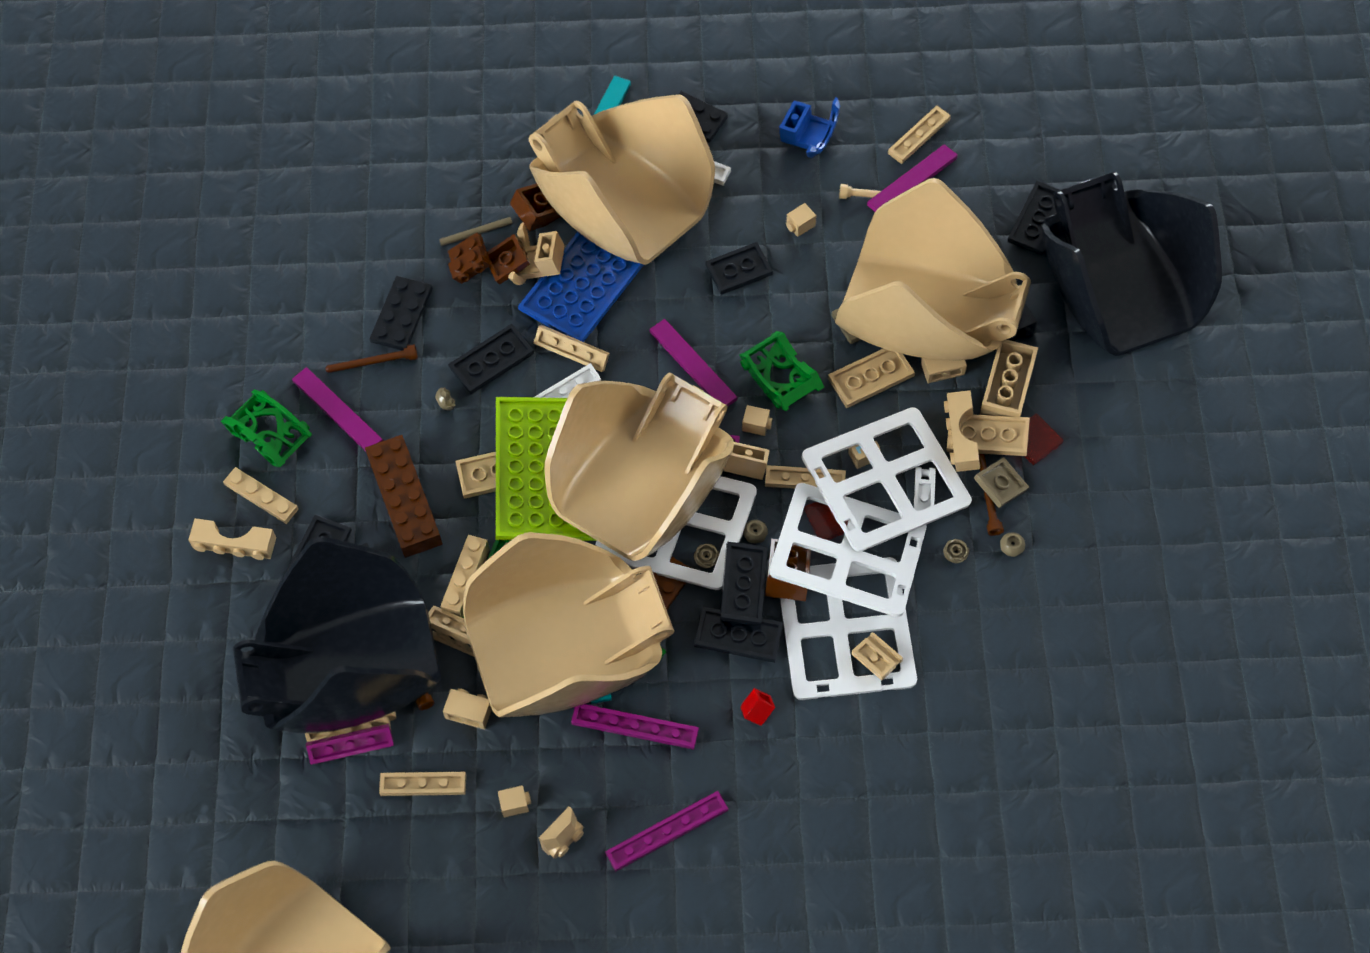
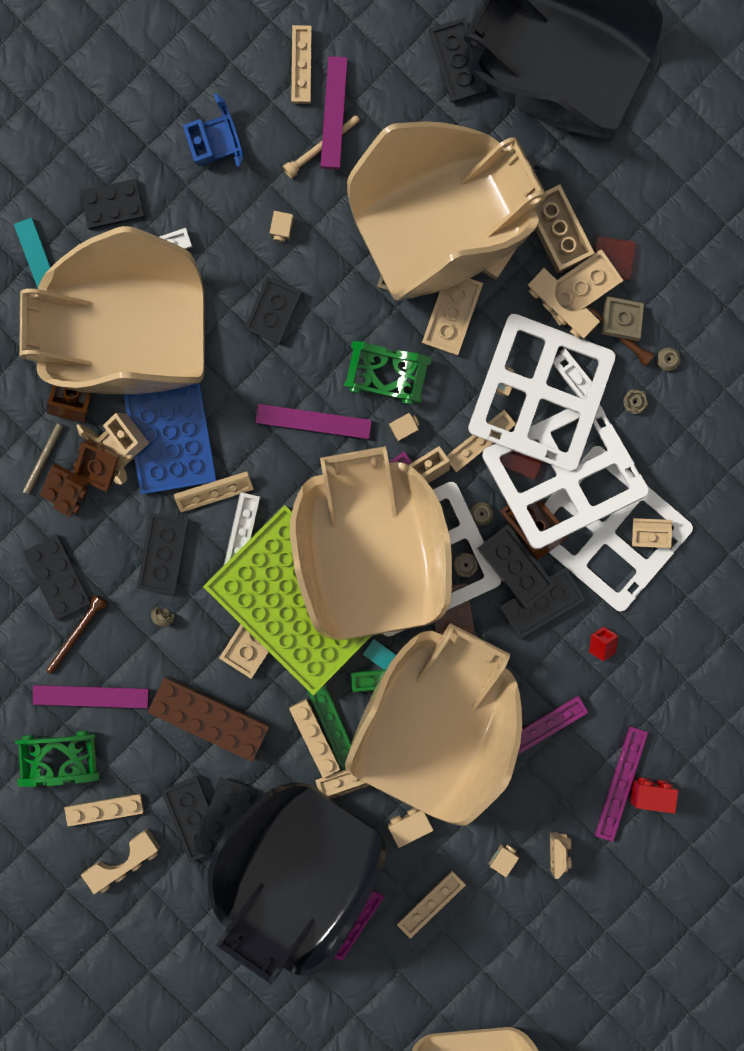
camera: 45 degrees left, 25 degrees up
(683, 855) = (653, 795): none -> red brick

